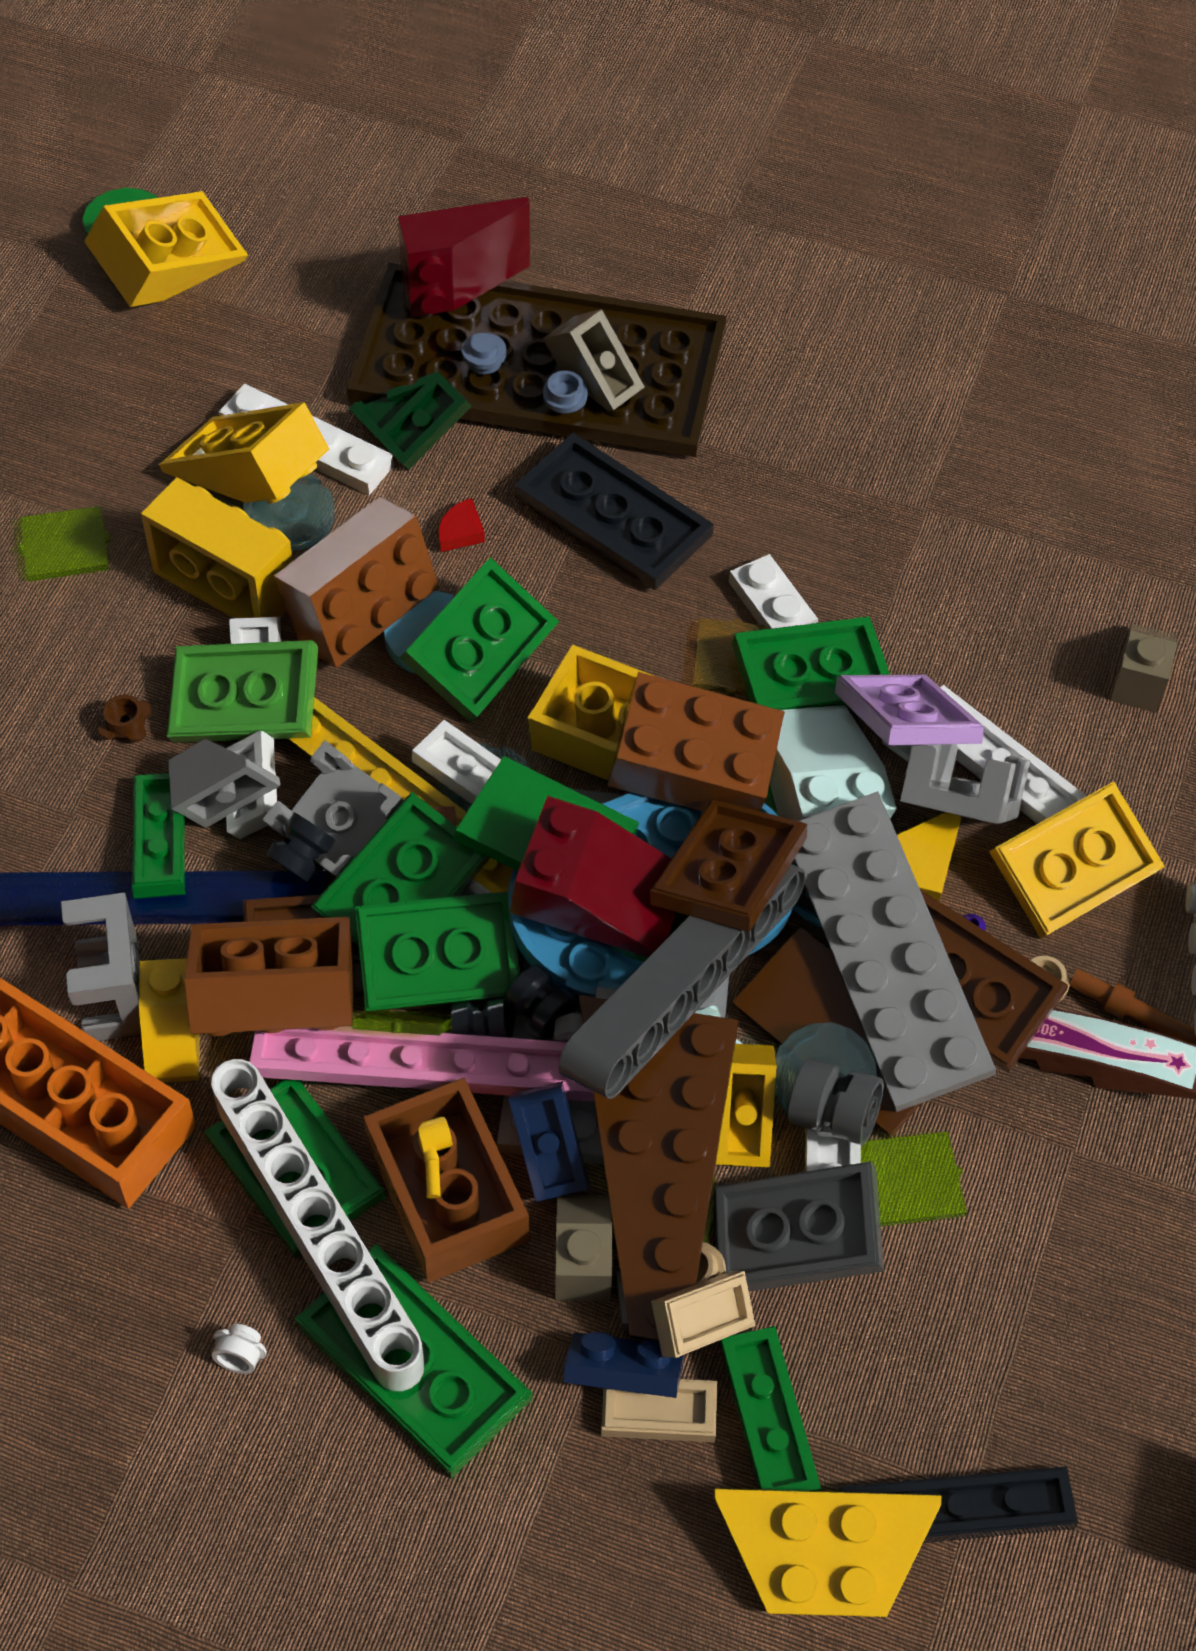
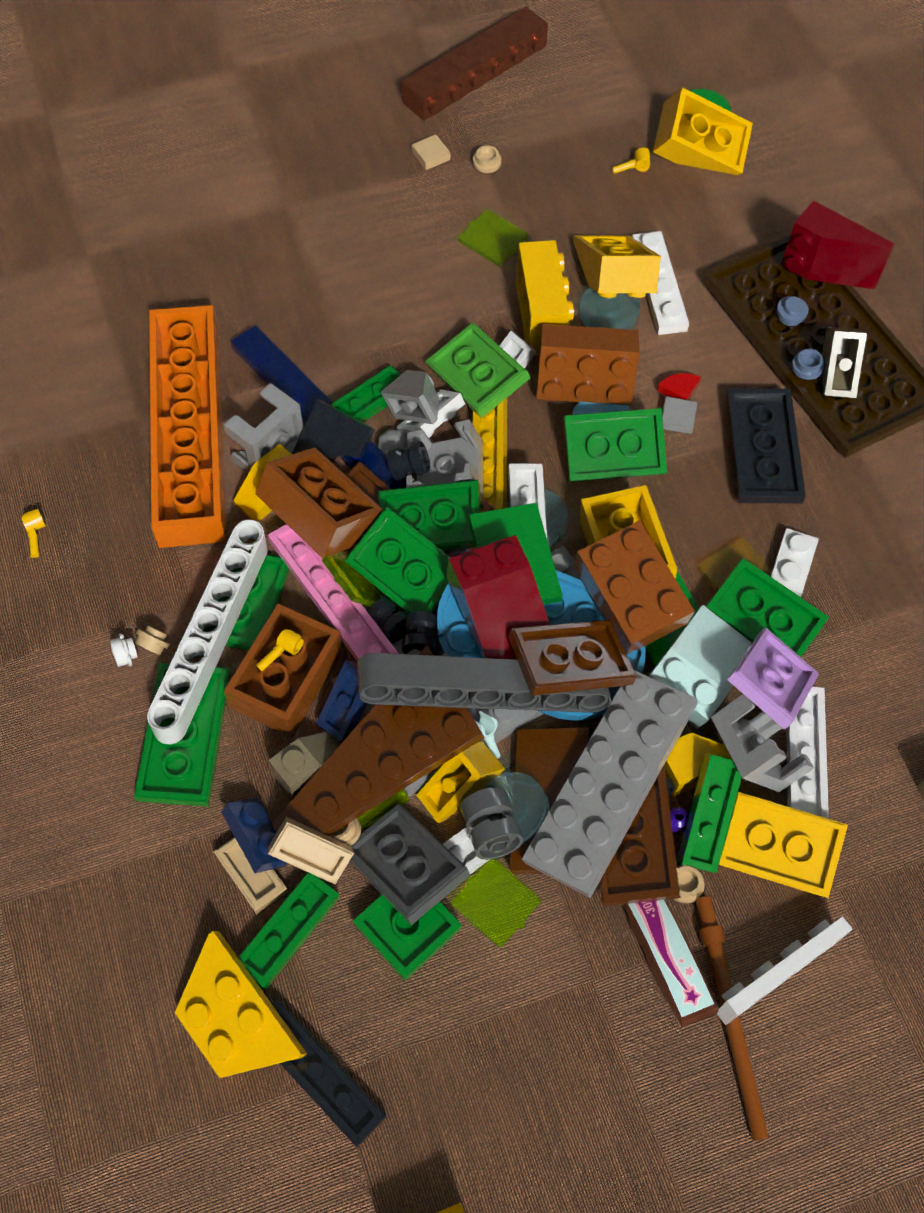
camera: 50 degrees right, 5 degrees up
(122, 708) = (417, 336): reddish brown plate -> none
(127, 328) = (640, 162): none -> yellow hand
(175, 897) = (334, 433): none -> black tile
(247, 851) = (392, 439): none -> light grey tile
(257, 1302) = (152, 639): none -> tan plate
(413, 416) = (719, 313): dark green wing -> none
(499, 547) = (679, 415): none -> light grey tile
(877, 1304) = (402, 944): none -> green plate
(995, 888) = (710, 814): none -> green plate

